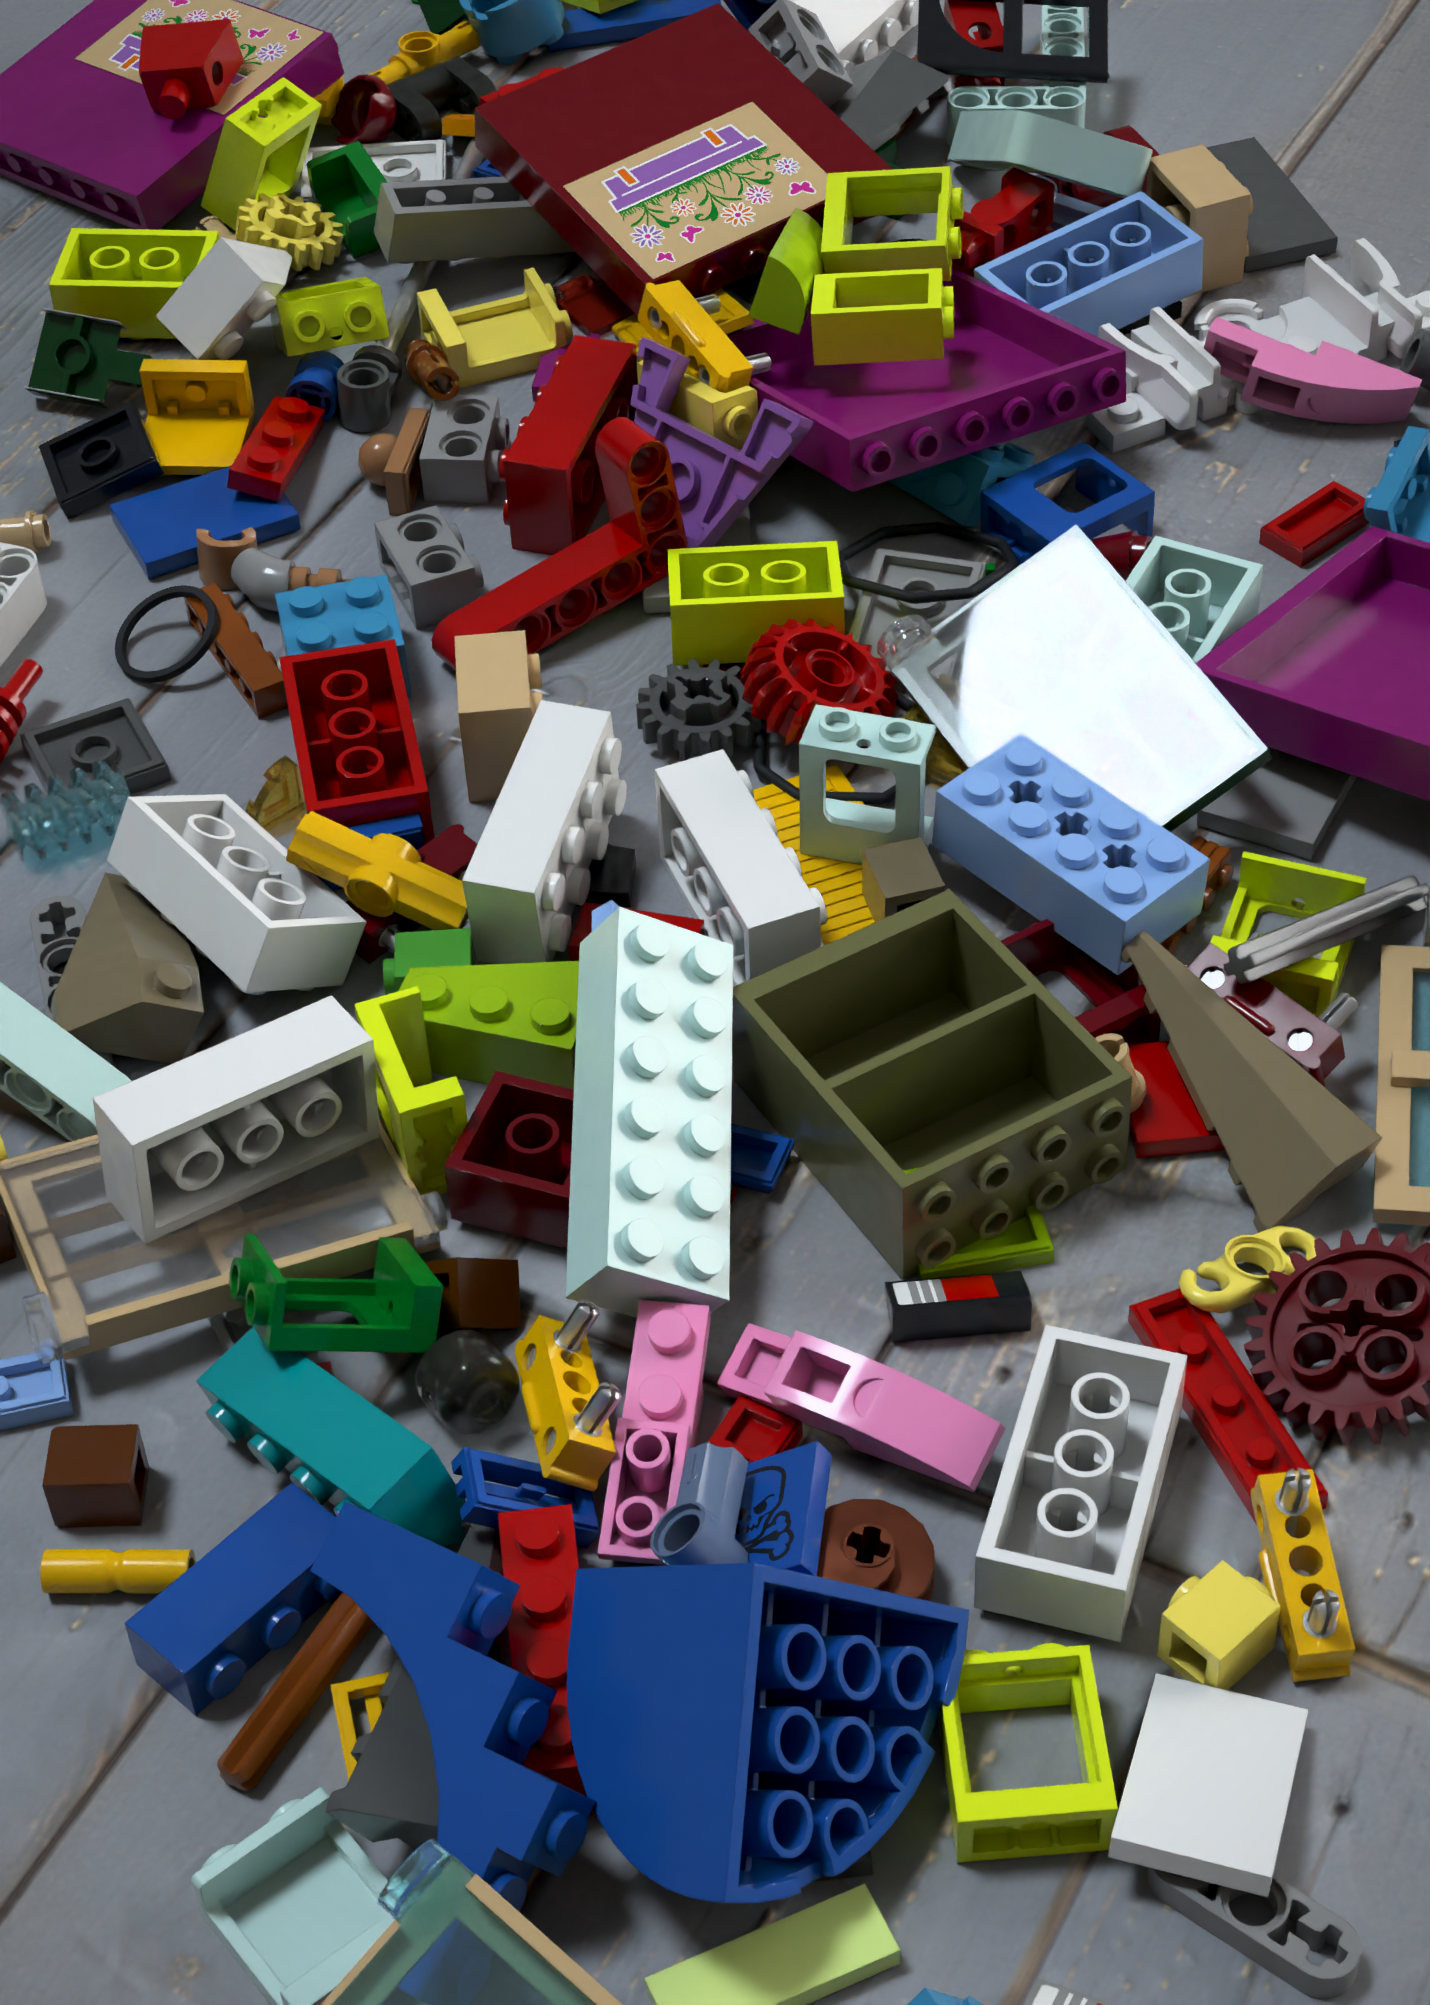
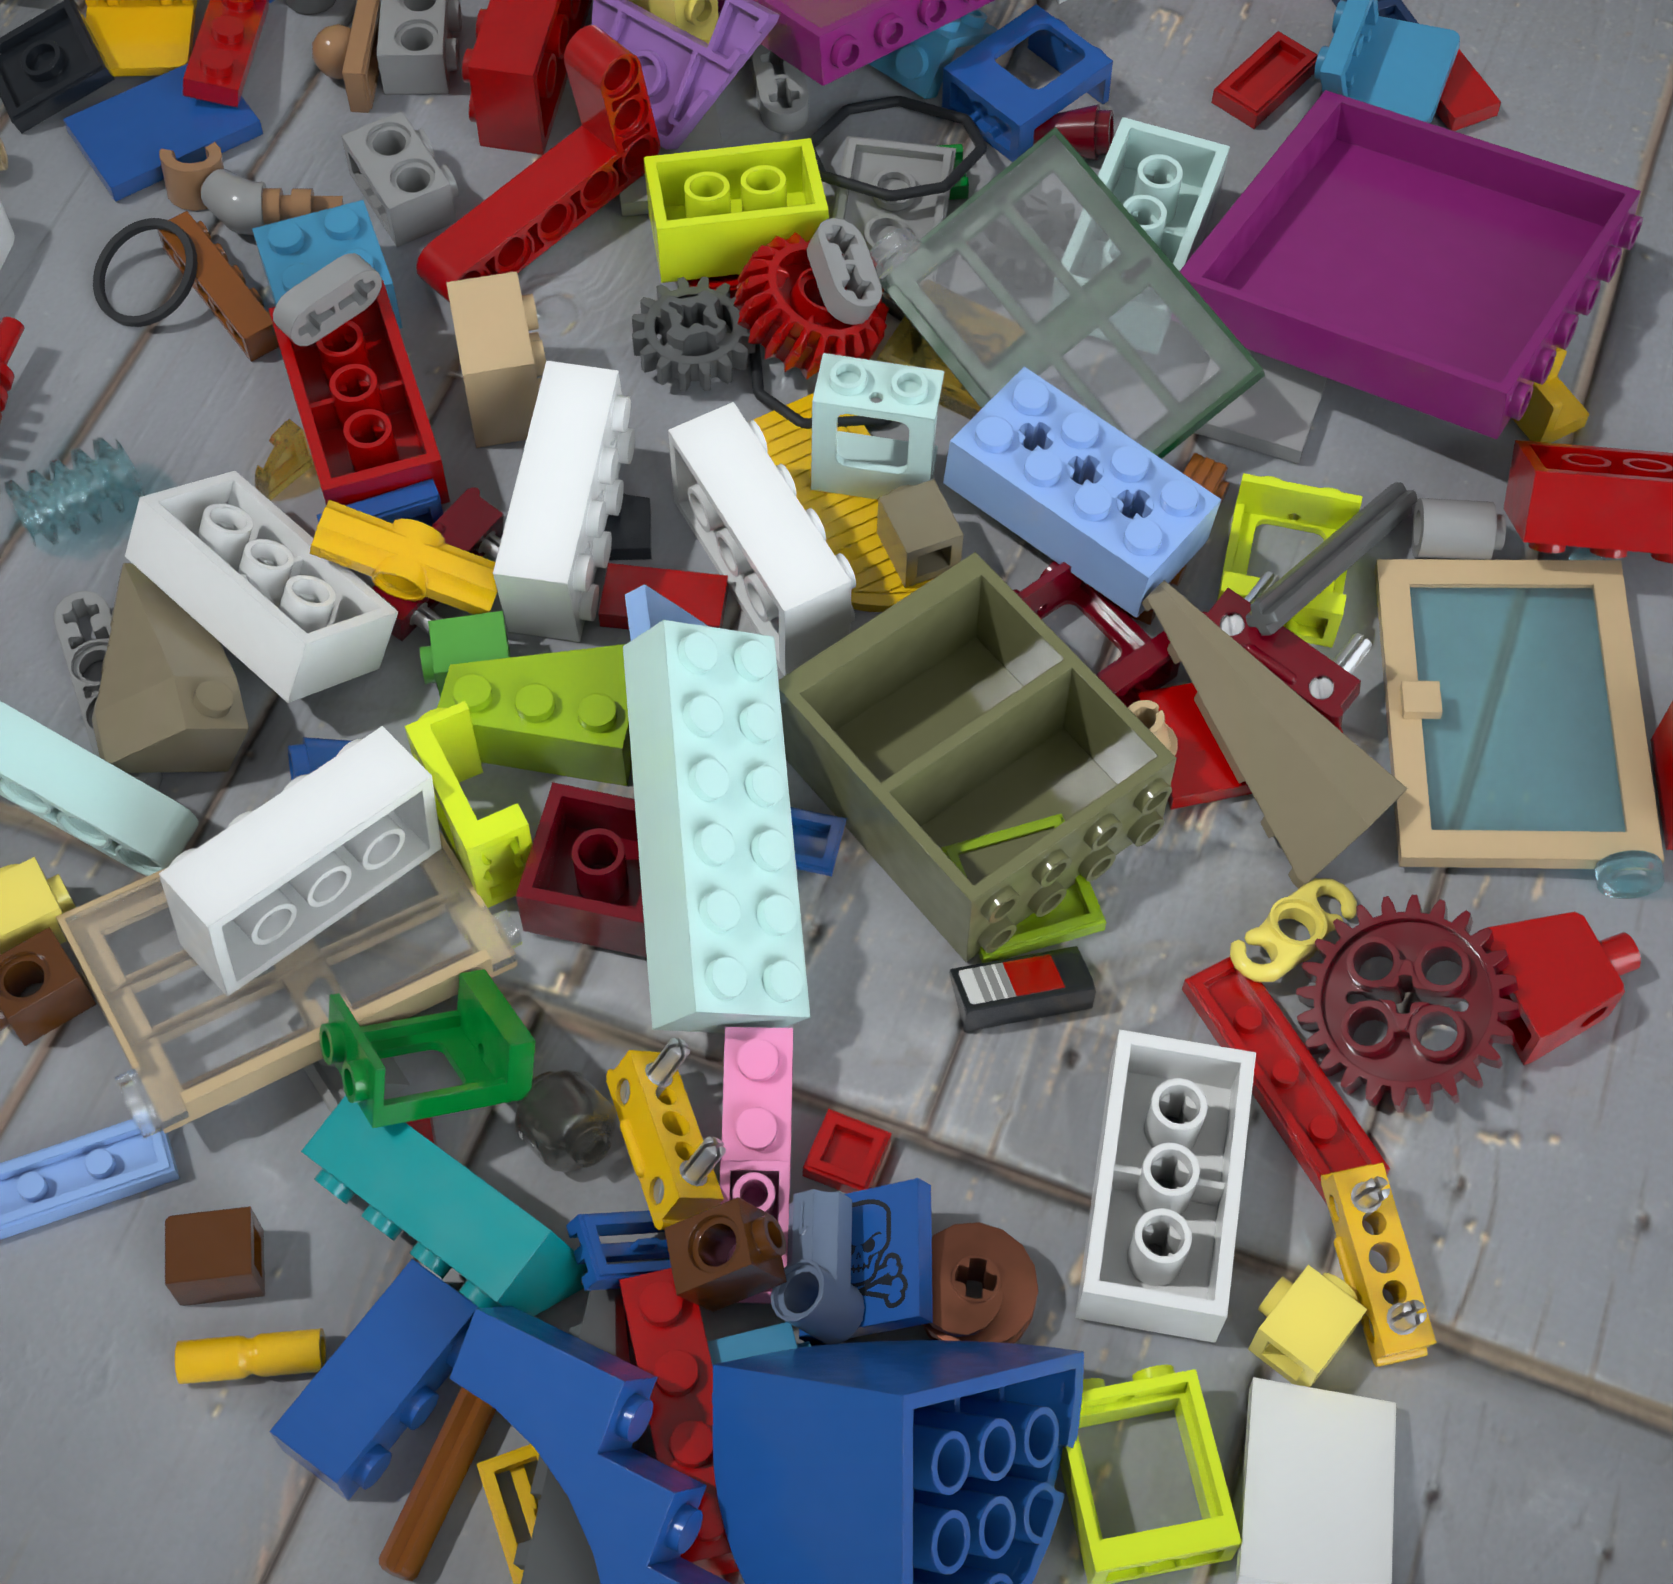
camera: 10 degrees left, 15 degrees up
(105, 734) = (90, 404): dark grey tile -> none
(336, 646) = (327, 299): none -> light grey beam
(478, 1293) = (561, 1018): reddish brown panel -> none
(608, 1490) = (701, 1249): none -> reddish brown brick
(811, 508) = (771, 87): none -> light grey beam
(853, 652) = (836, 271): none -> light grey beam
(863, 1403) = (947, 1116): bright pink slope -> none

